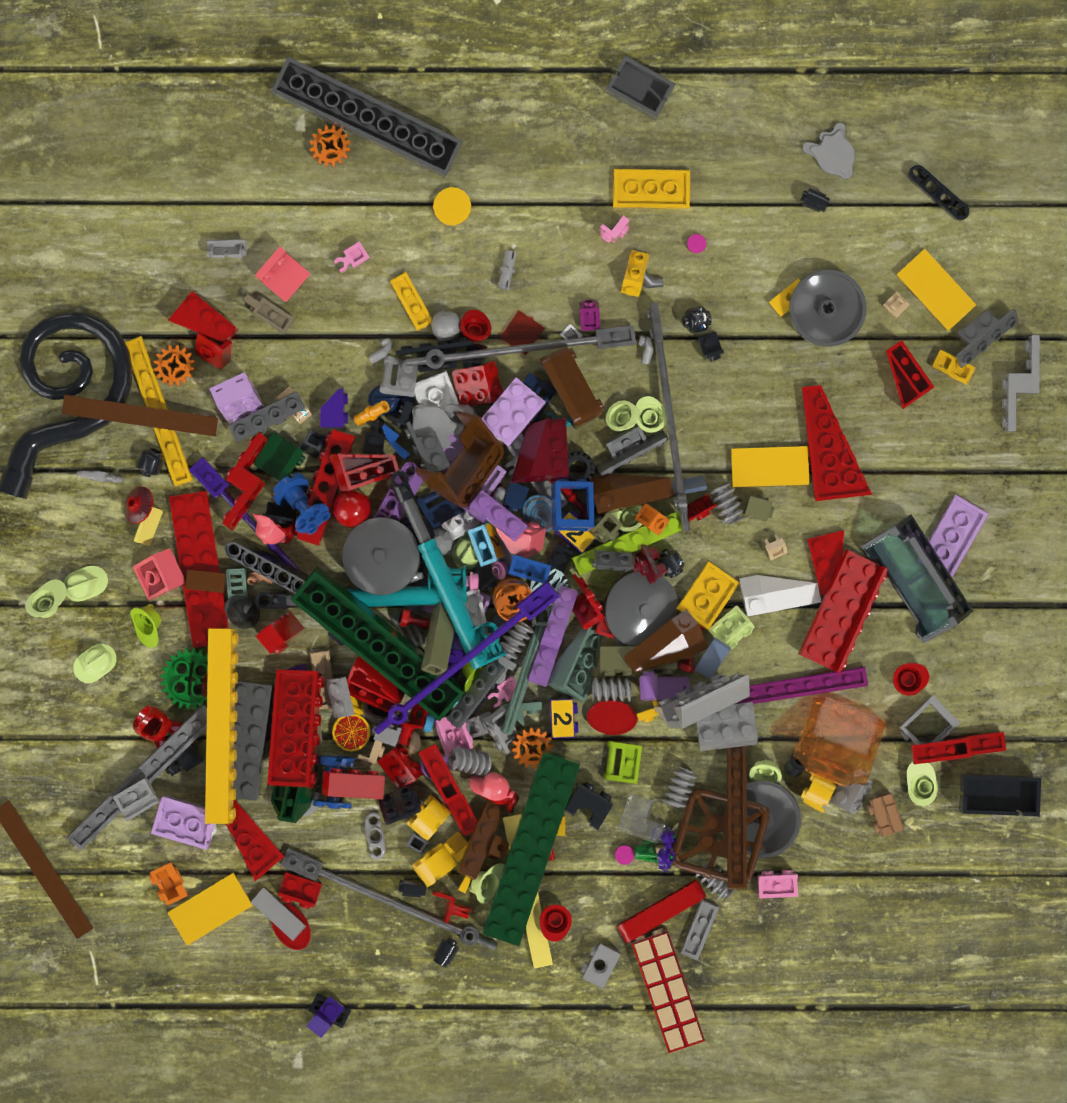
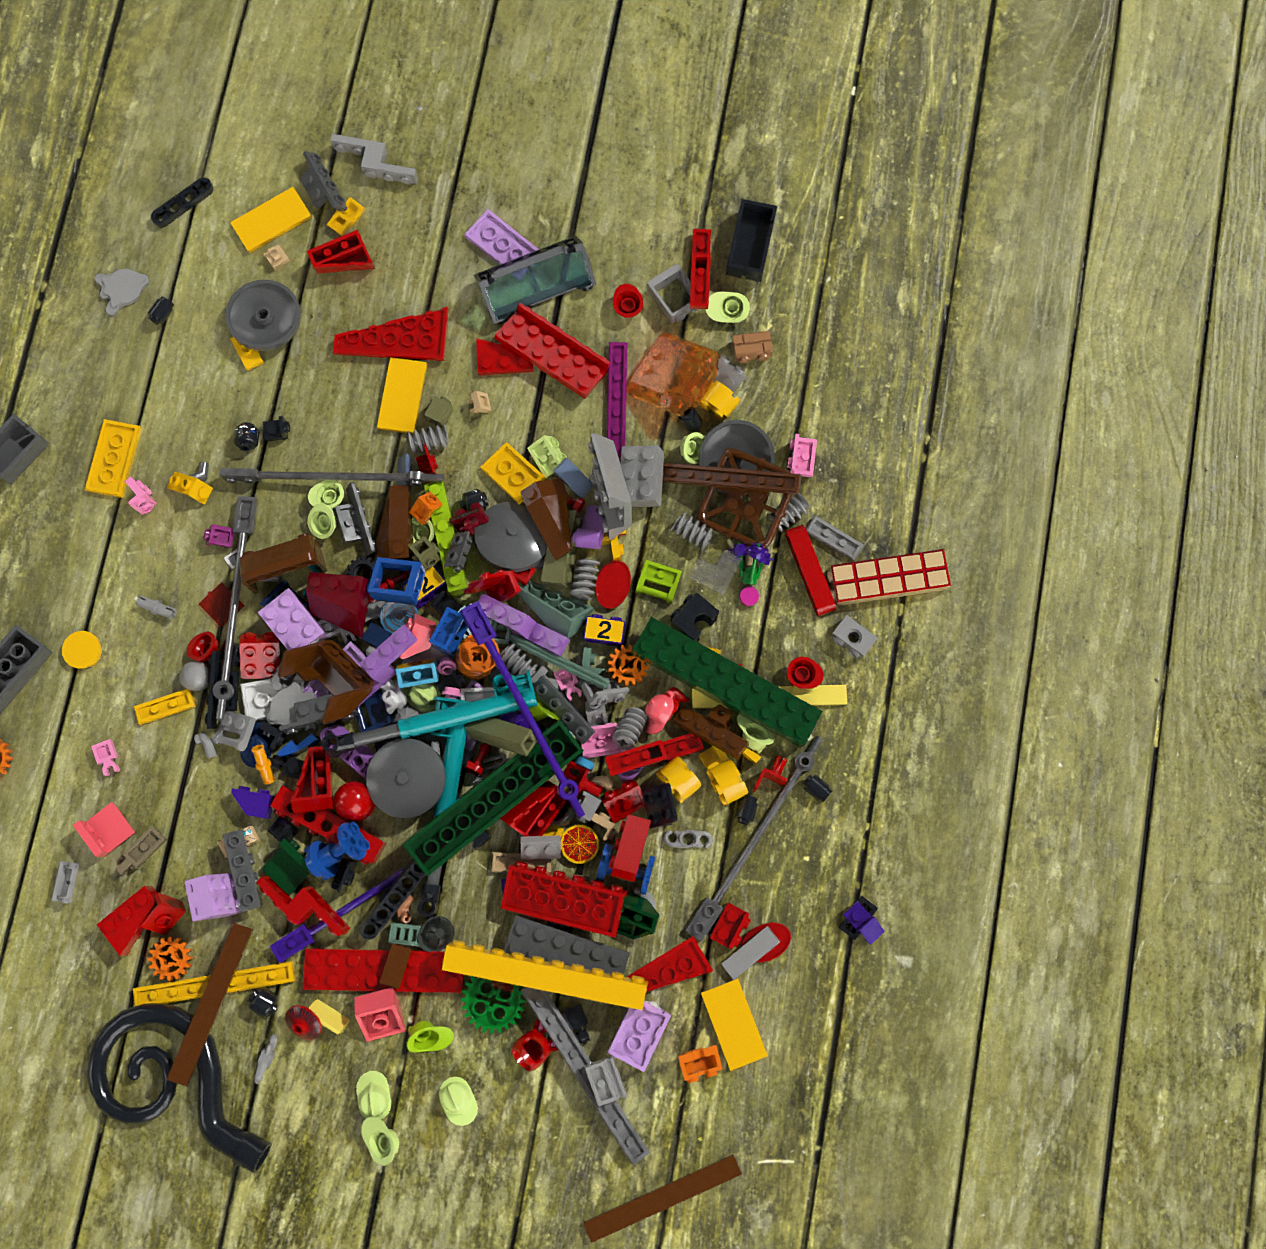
camera: 85 degrees left, 10 degrees down
(273, 533) = (359, 886): coral hair -> none
(279, 633) = (464, 898): red wedge -> none
(417, 843) = (702, 797): black slope -> none
(648, 349) = (263, 487): light grey arm -> none
(696, 243) = (175, 426): dark pink tile -> none
(773, 594) = (523, 415): white wedge -> none

